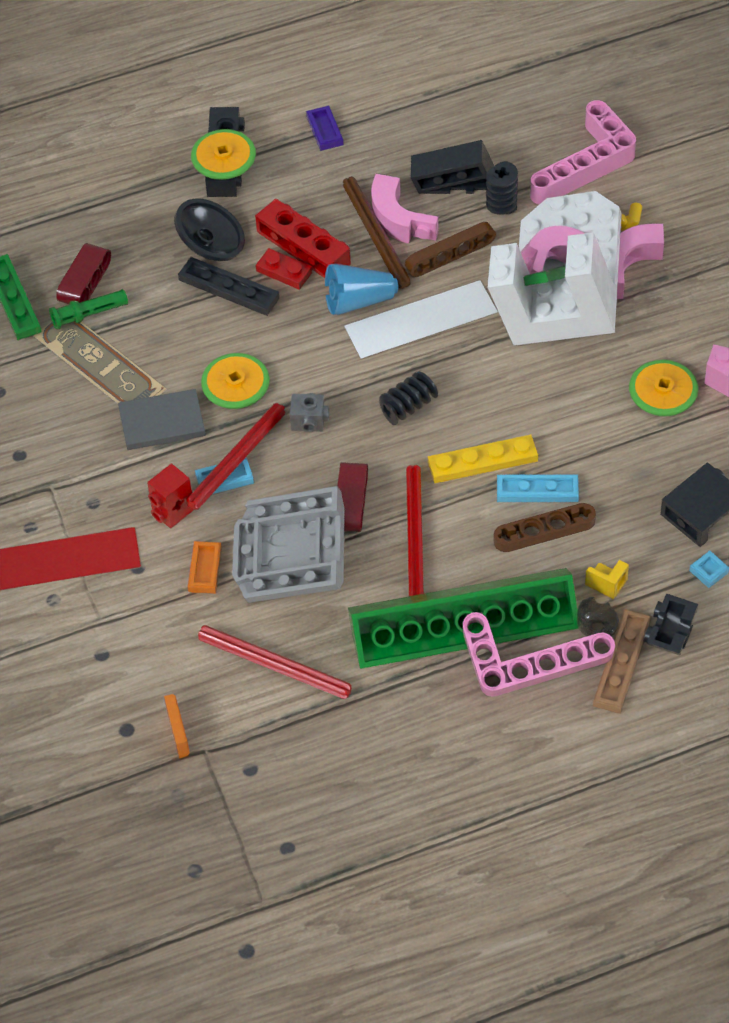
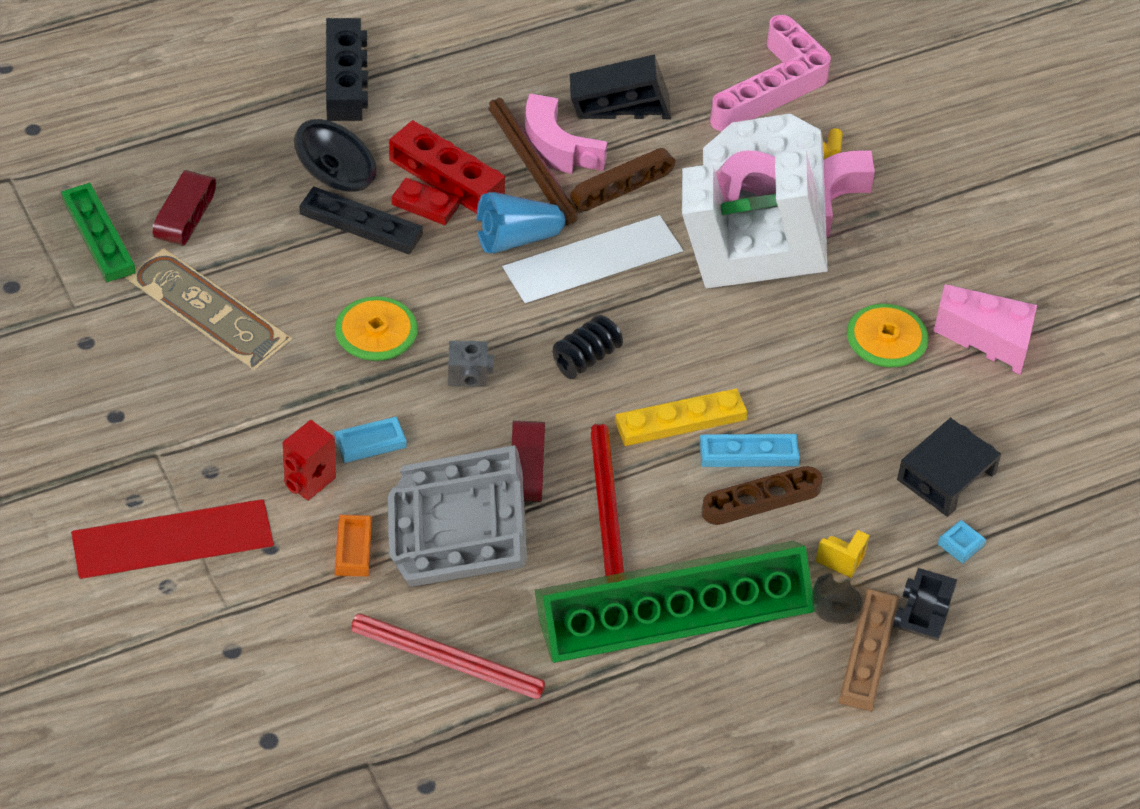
camera: 10 degrees left, 5 degrees down
(77, 311) = (179, 248): green pin -> none
(161, 419) = (289, 373): dark grey tile -> none
(177, 725) = (333, 733): orange tile -> none
(223, 154) = (347, 70): light orange wheel -> none
(235, 456) = (384, 415): red axle -> none
(324, 128) = (462, 44): dark purple tile -> none
(502, 188) = (680, 110): black piece -> none
(531, 661) = (761, 651): bright pink beam -> none

